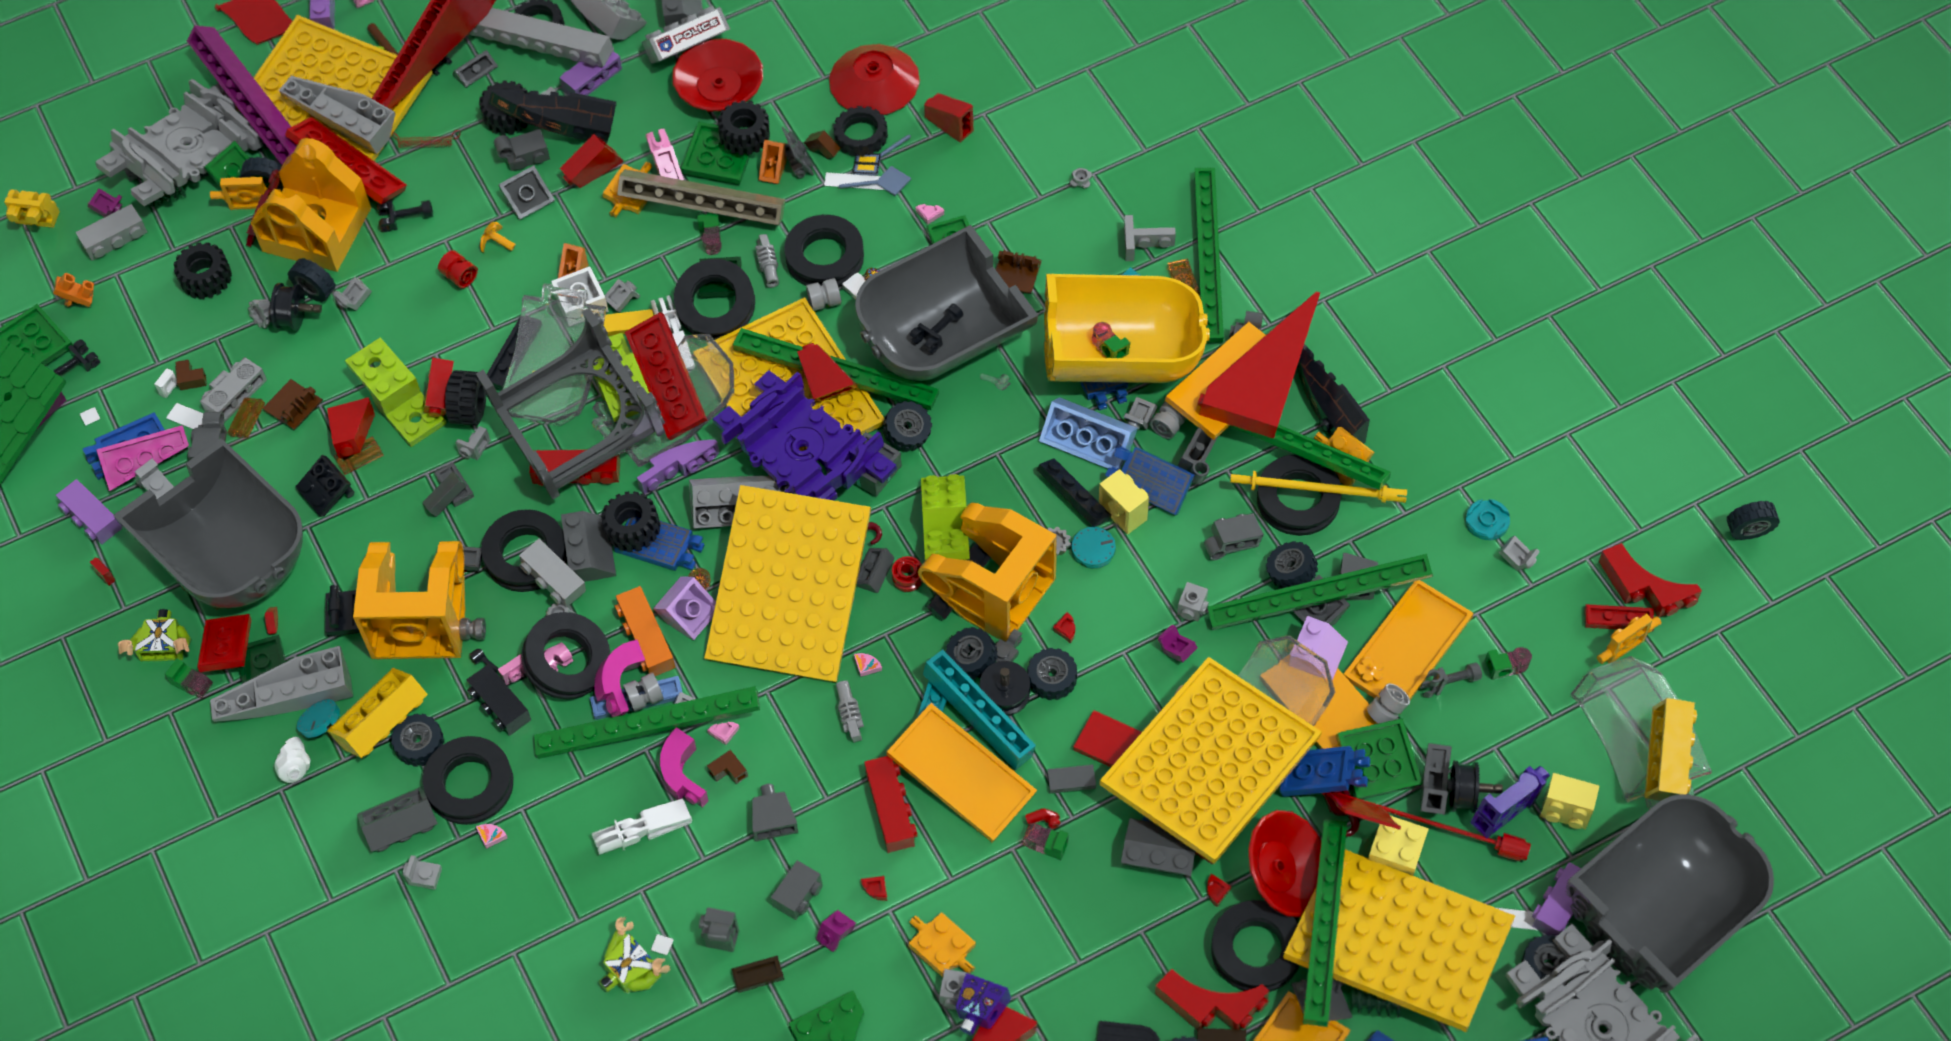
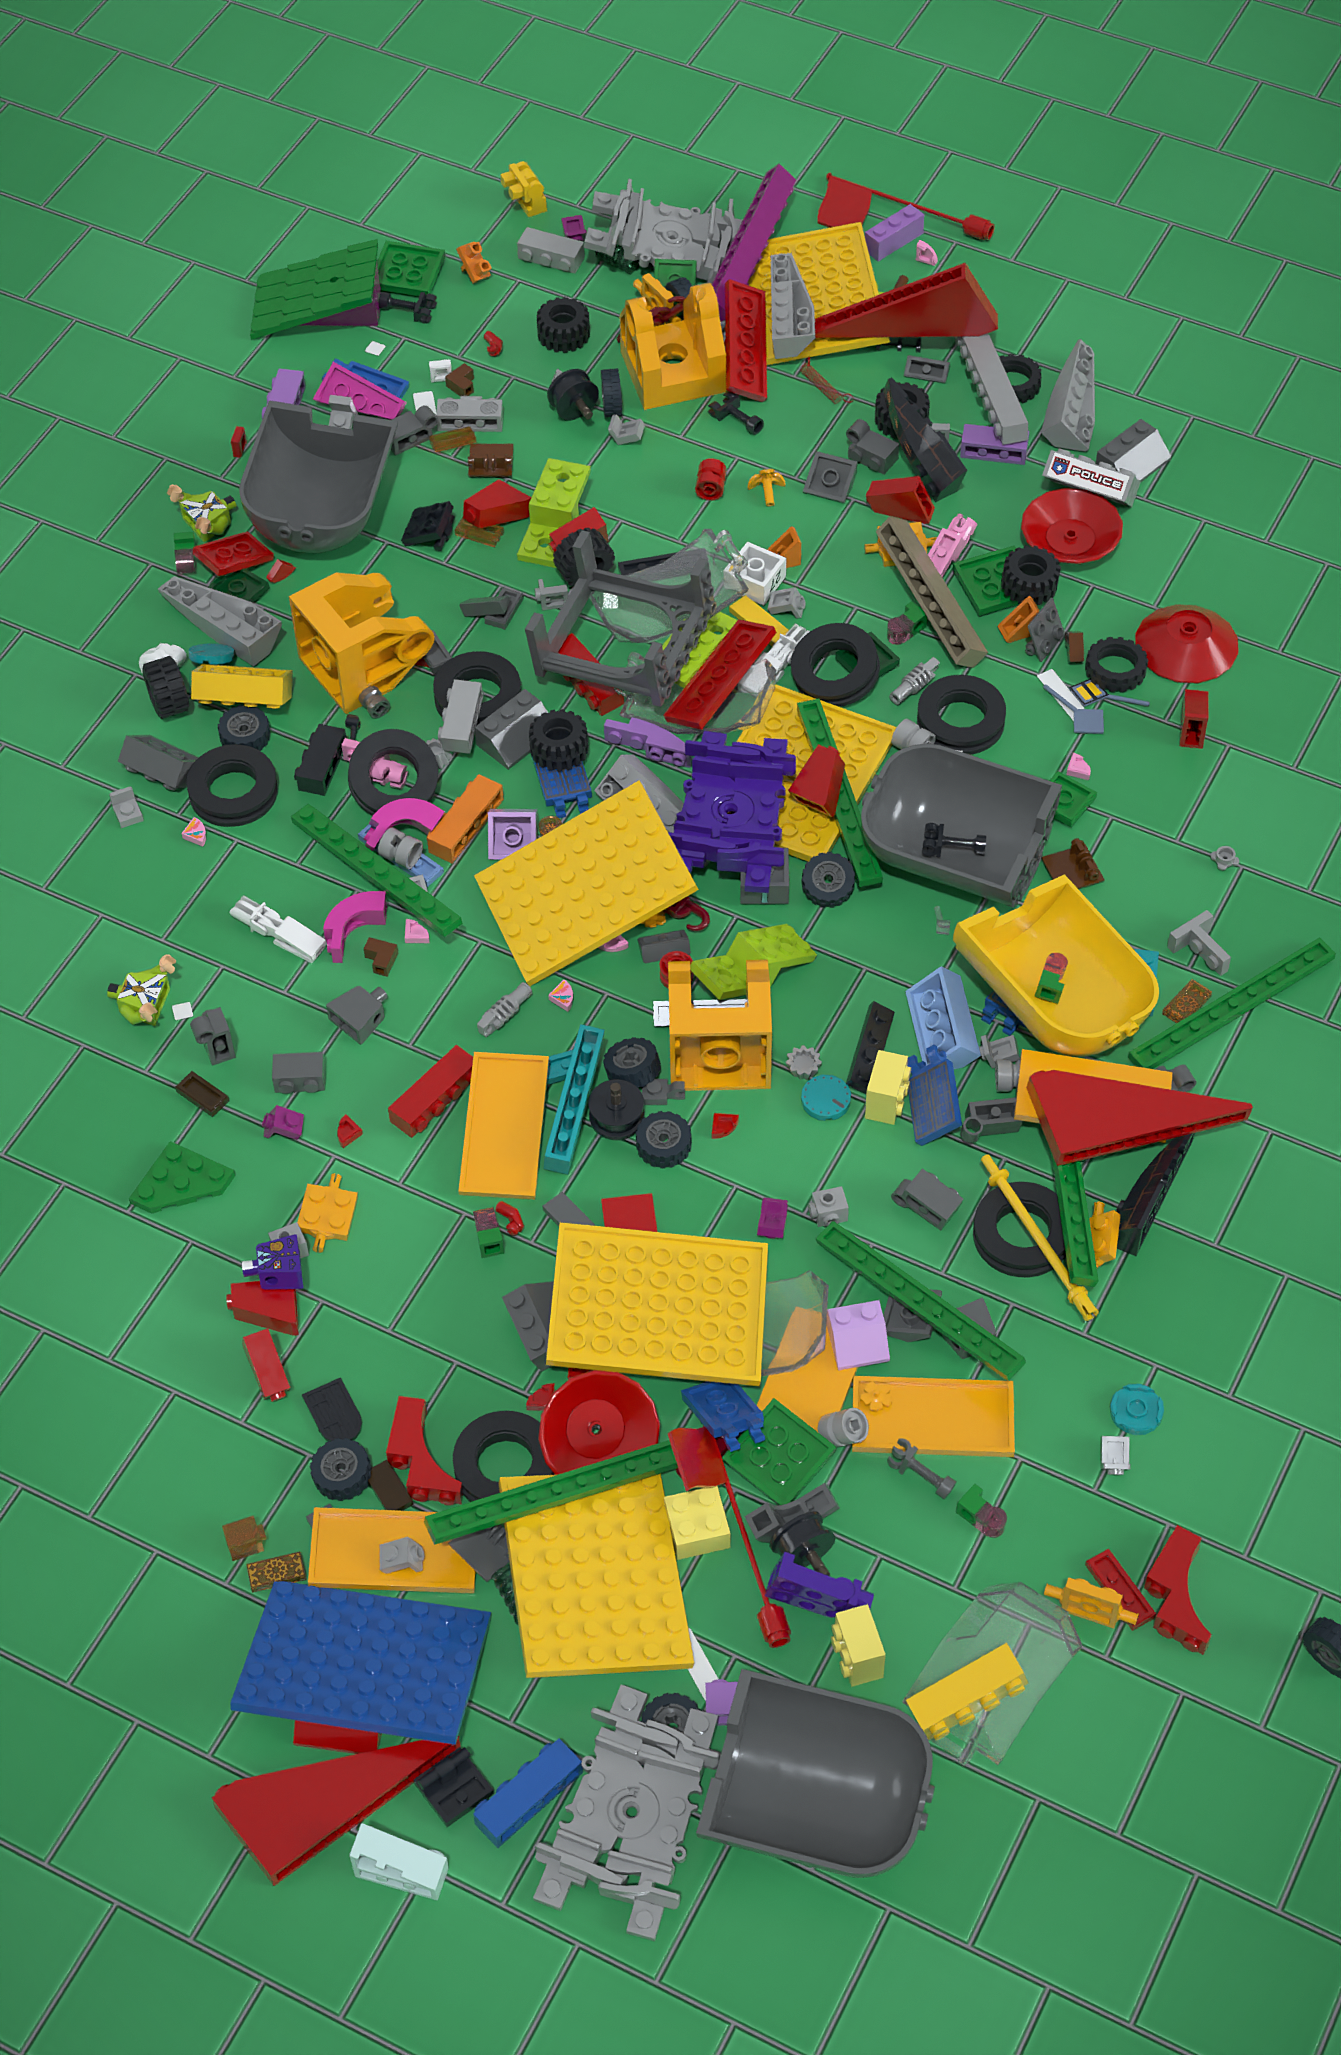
camera: 55 degrees right, 5 degrees down
(172, 329) = (495, 343): none -> red arm
(331, 770) = (165, 687): none -> black tyre
(1291, 564) = (934, 1263): black wheel -> none

